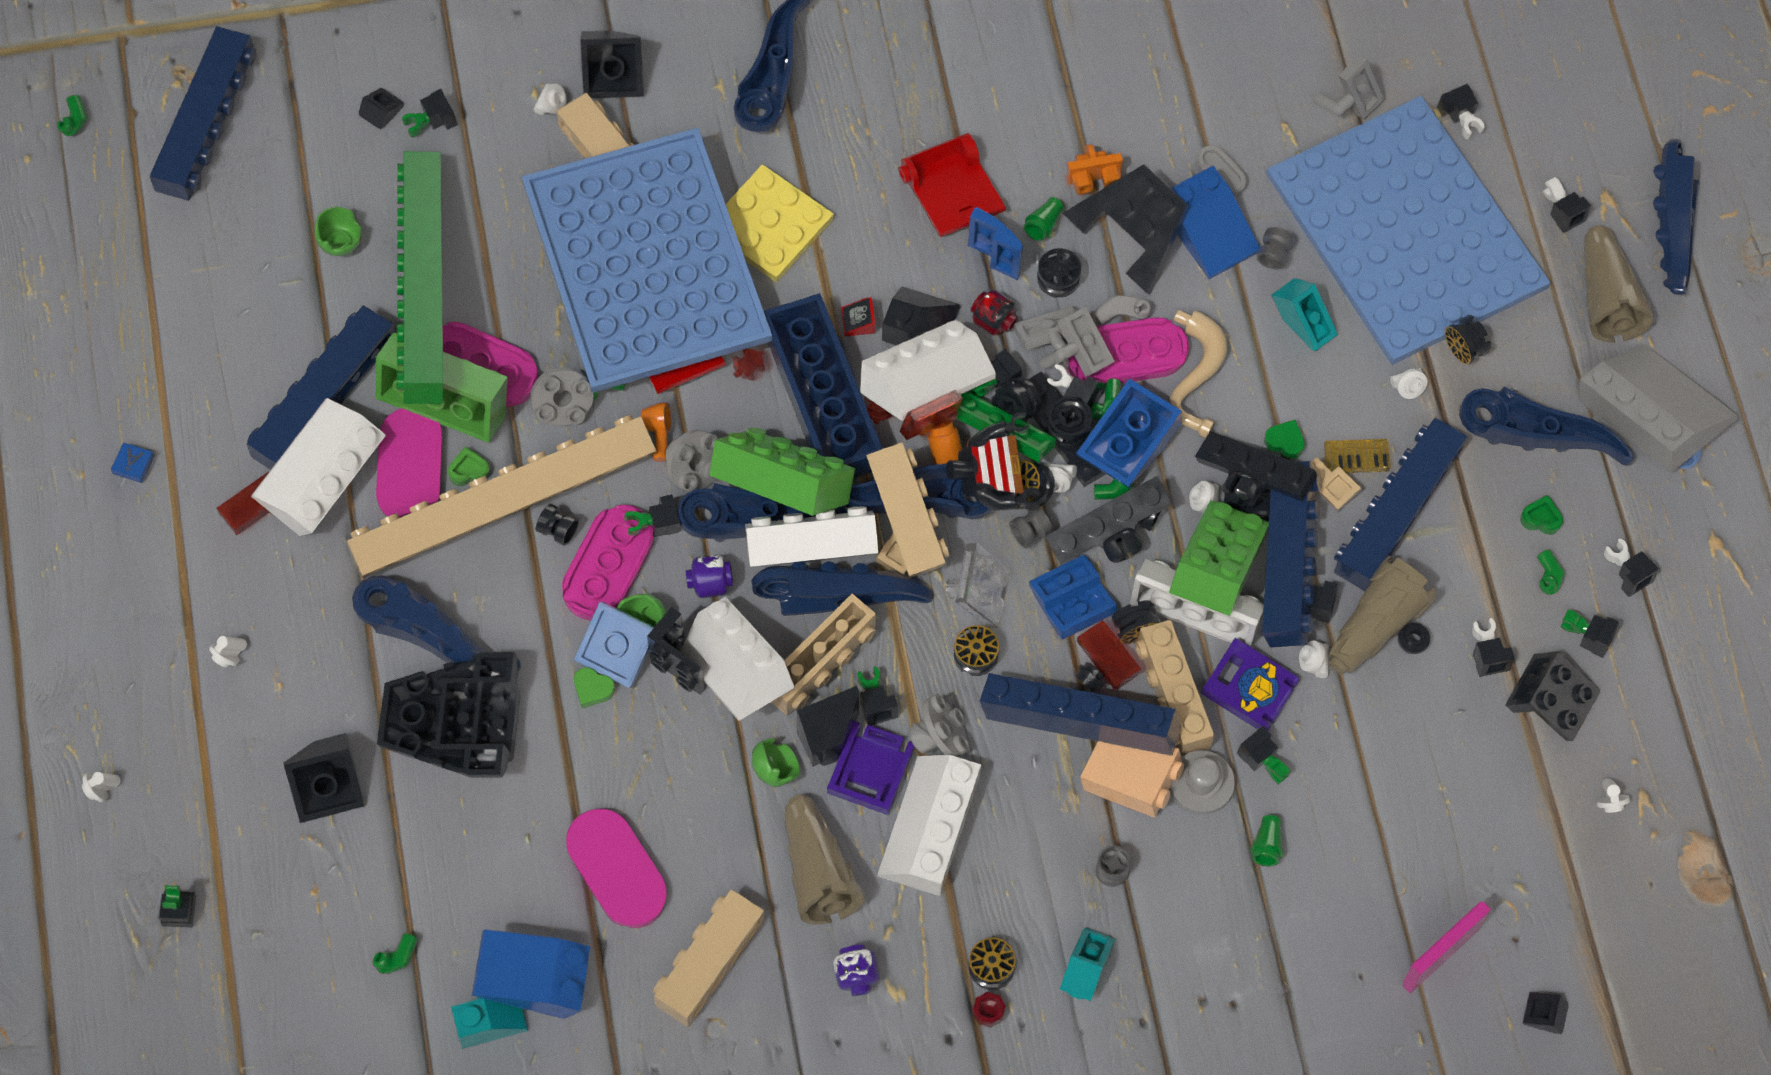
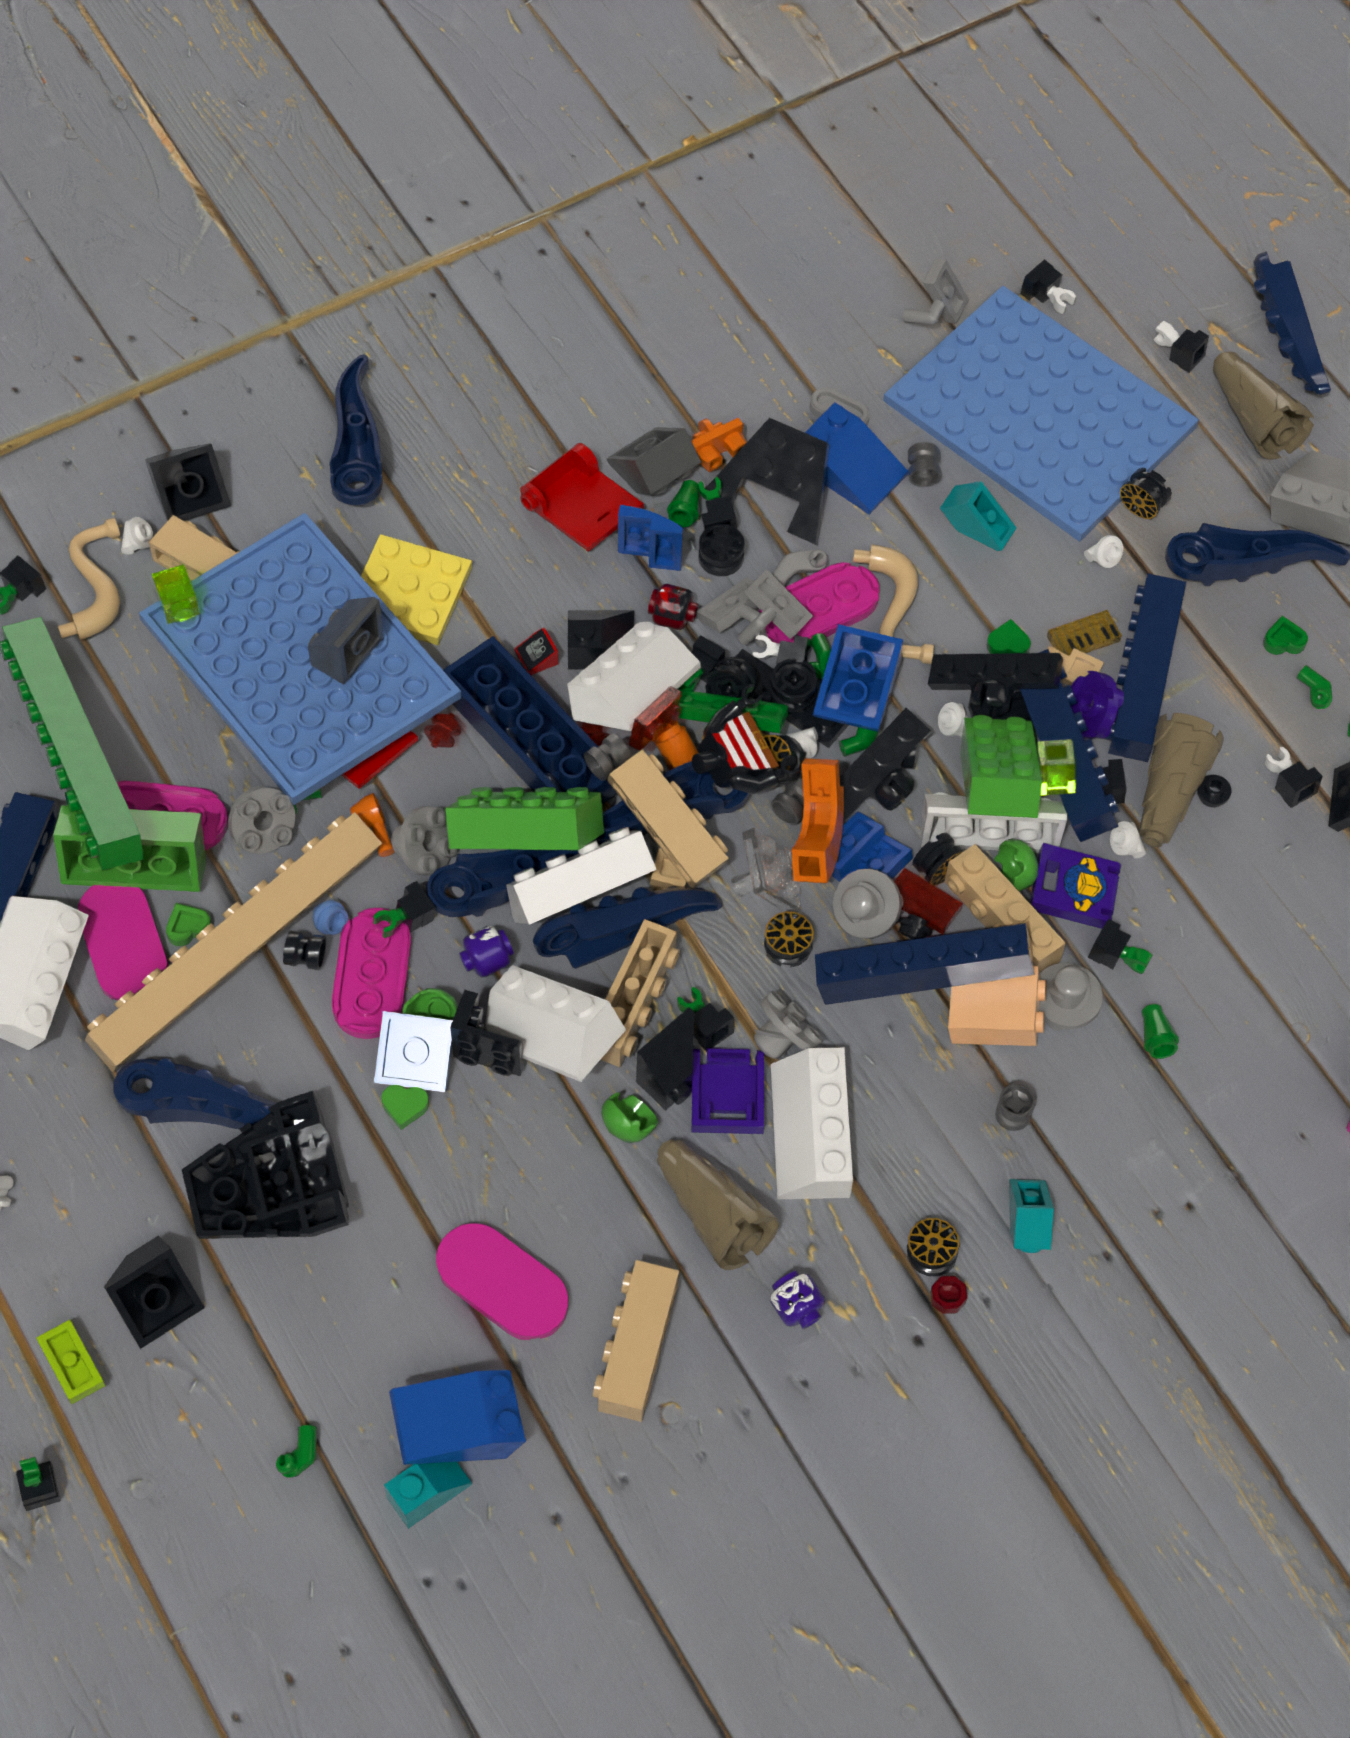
camera: 20 degrees left, 5 degrees down
(238, 815) = (70, 1361): none -> lime plate
(504, 153) = (107, 601): none -> tan animal
(556, 171) = (175, 594): none -> clear neon green brick
(589, 501) = (329, 917): none -> medium blue plate
(687, 258) = (347, 638): none -> dark grey slope
(874, 437) = (607, 757): none -> flat silver wheel
(1032, 169) = (656, 460): none -> dark grey slope
(1040, 565) = (822, 823): none -> orange arch
(1056, 641) = (867, 903): none -> light grey plate
(1069, 235) = (718, 508): none -> black piece
(1206, 650) = (1018, 863): none -> bright green hair
(1265, 575) = (1057, 766): none -> clear neon green brick
(1335, 525) = (1106, 701): none -> dark purple plate

